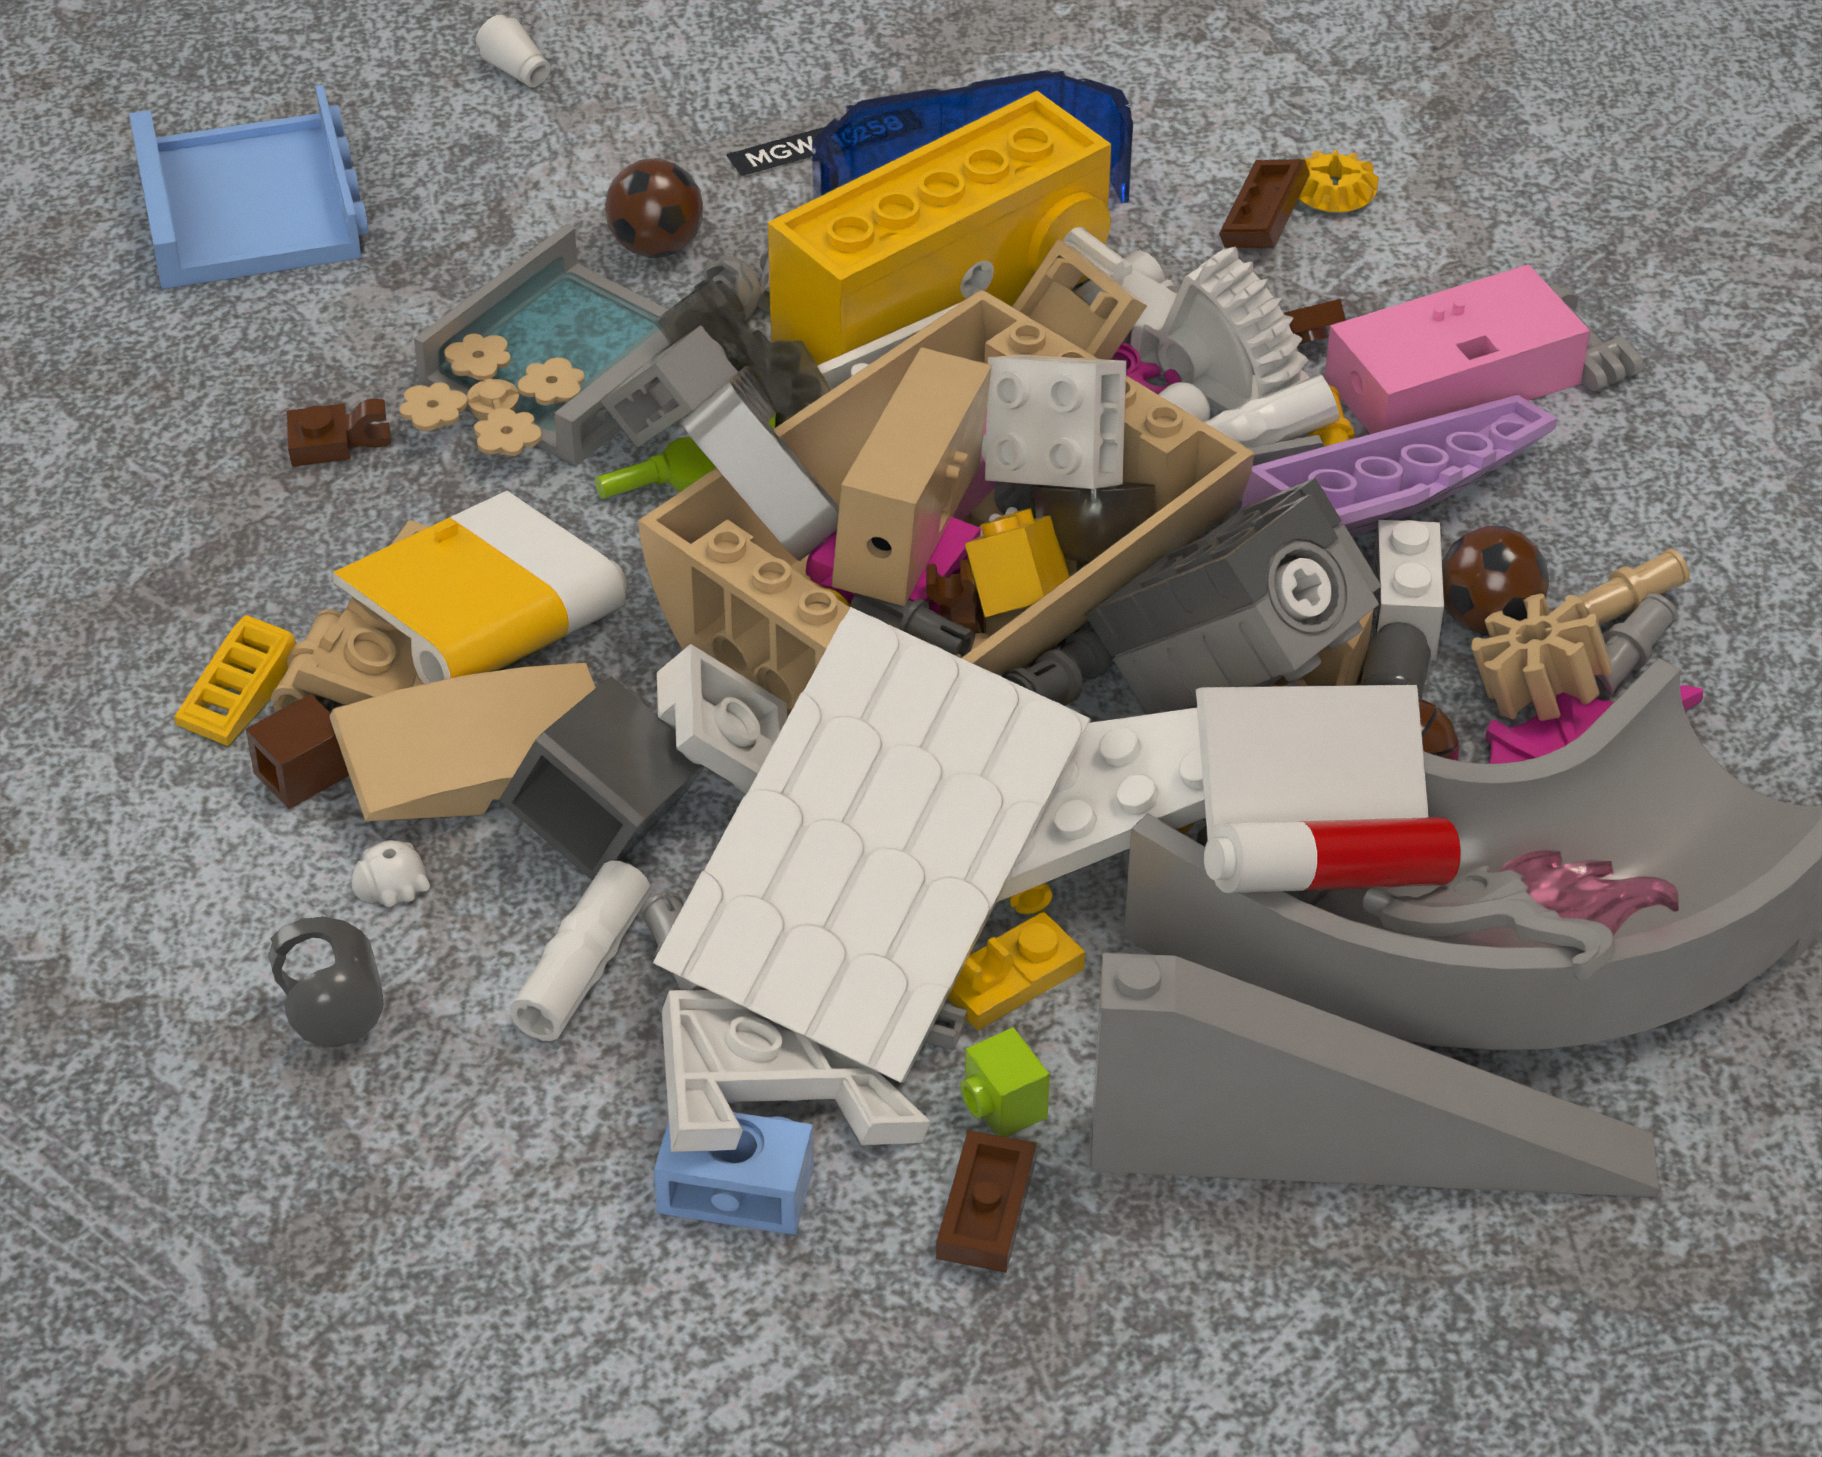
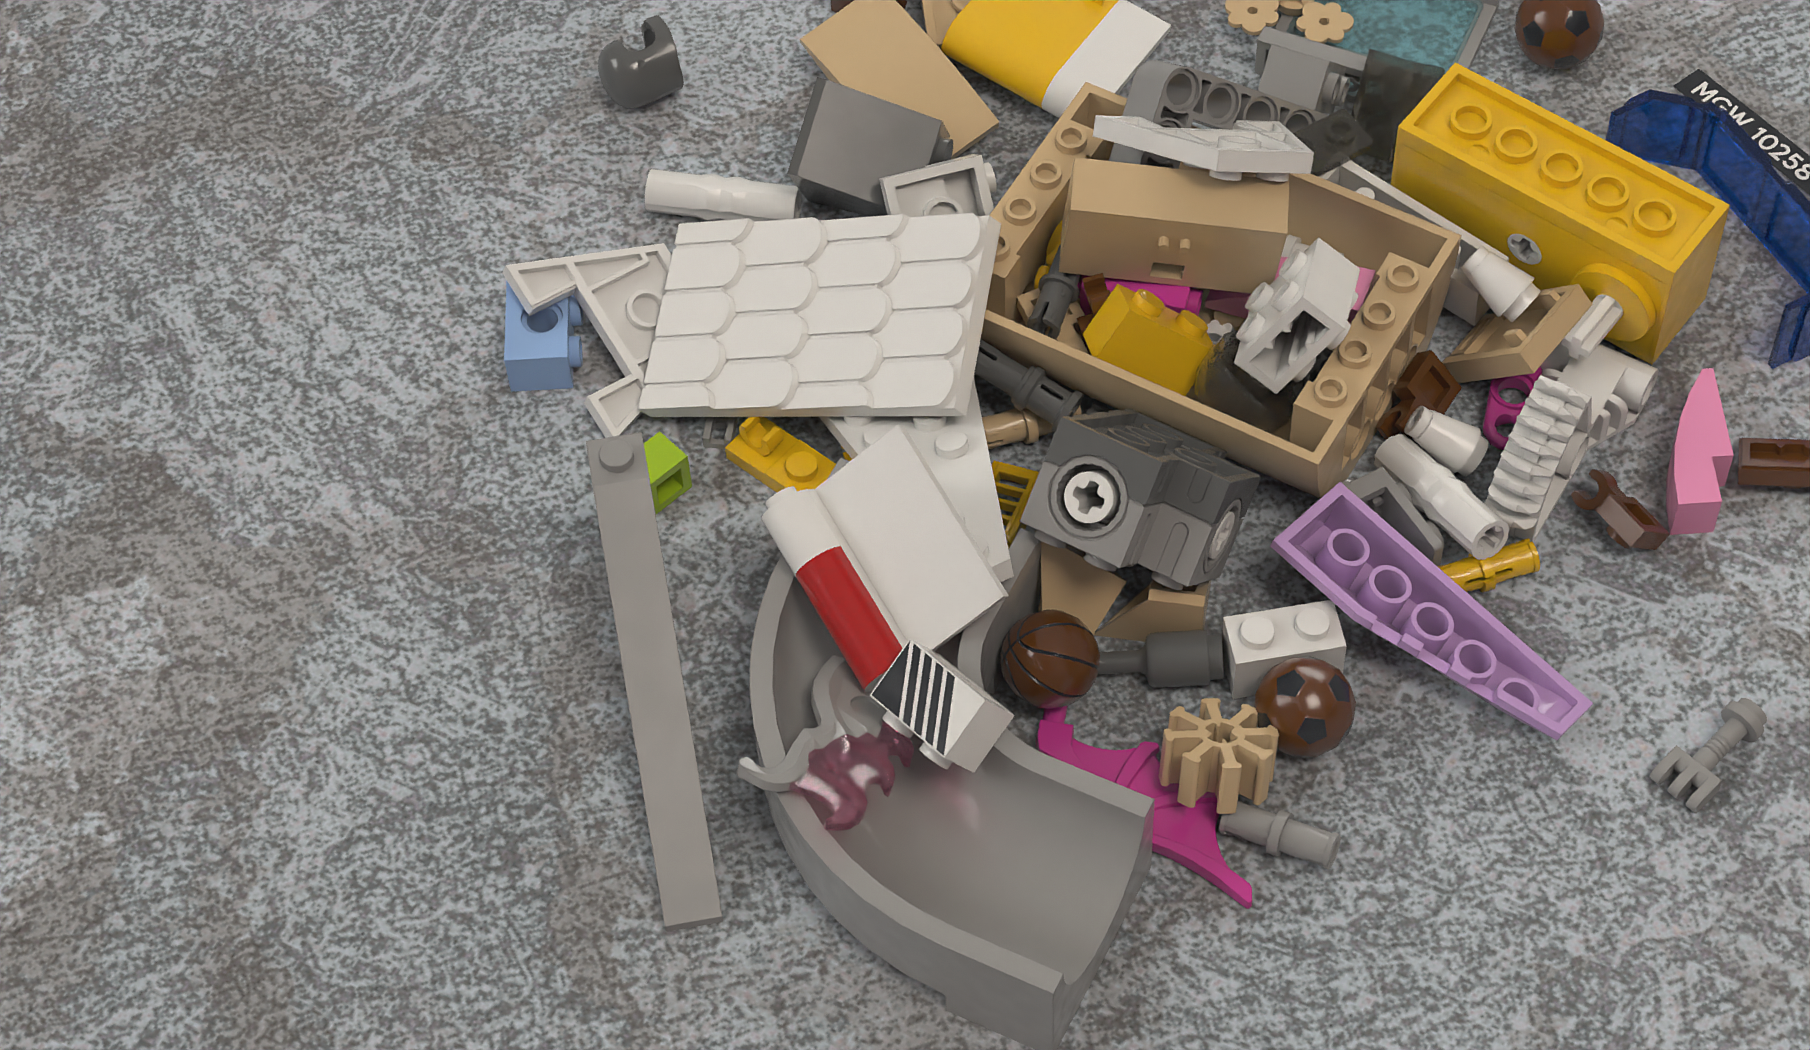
camera: 80 degrees right, 10 degrees up
(389, 874) = (779, 80): white animal -> none
(846, 387) = (1250, 147): none -> white wing
(986, 1201) = (543, 487): reddish brown plate -> none
(1037, 294) = (1500, 283): none -> white cone
(1189, 239) = (1698, 460): none -> bright pink slope
(1457, 350) = (1624, 643): bright pink brick -> none
(1522, 790) = (941, 707): none -> white brick
(1629, 586) = (1355, 826): tan pin -> none

